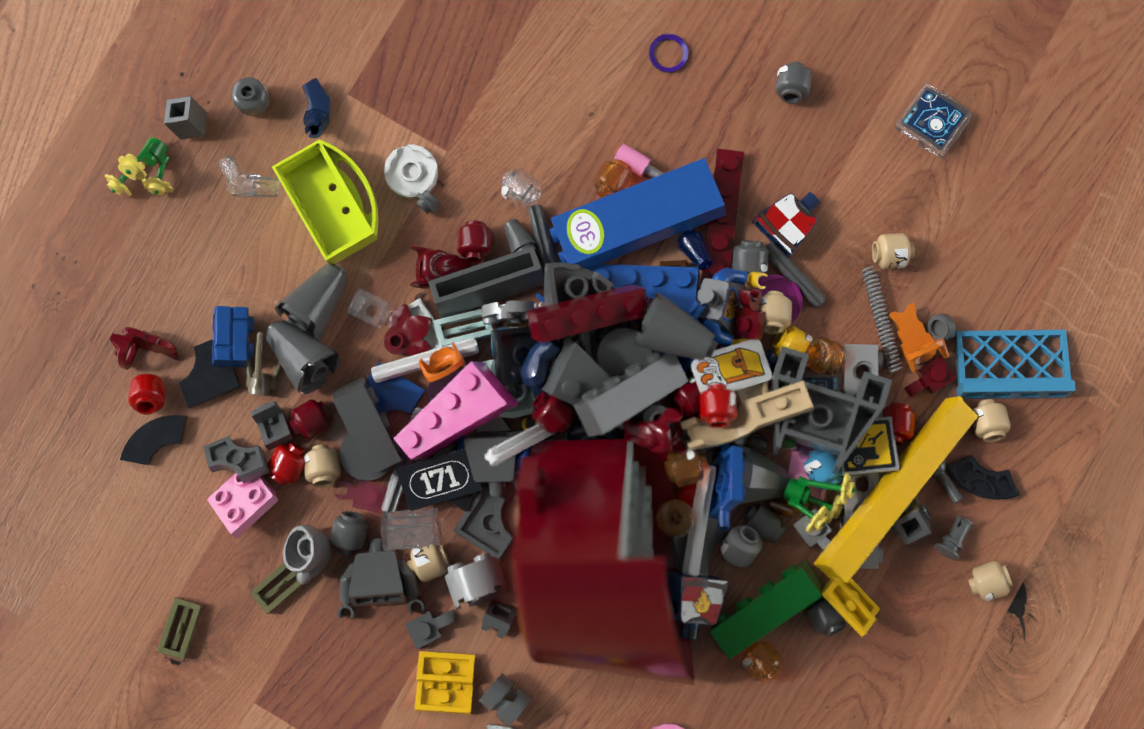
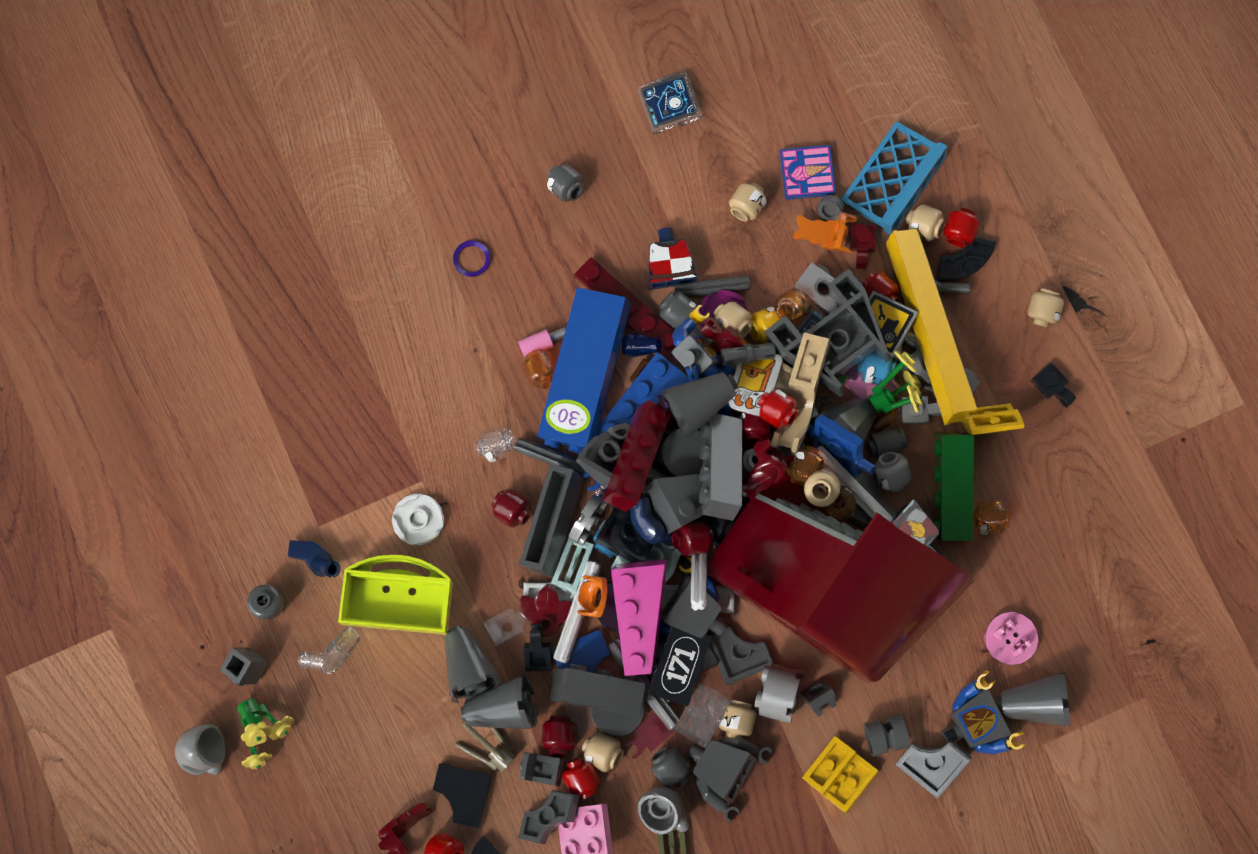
camera: 60 degrees left, 5 degrees down
(94, 134) = (201, 750): none -> light grey piece
(230, 336) = (448, 752): blue brick -> none
(366, 352) = (536, 653): none -> black plate
(427, 202) = (453, 523): dark grey plate -> none
(427, 628) = (788, 760): dark grey plate -> none
(435, 264) = (510, 549): dark red hair -> none
(518, 237) = (532, 472): dark grey cone -> none
(673, 494) = (815, 494): none -> tan head
(751, 346) = (748, 353): none -> dark grey pin
(825, 617) = (990, 446): dark grey head -> none
(877, 316) = (792, 247): light grey piece -> none
(913, 522) = (964, 332): dark grey brick -> none
(926, 633) = (1052, 382): none -> black plate
(953, 540) = (996, 312): dark grey pin -> none
(959, 284) = (807, 172): none -> tile
(1009, 455) = (961, 227): none -> red head

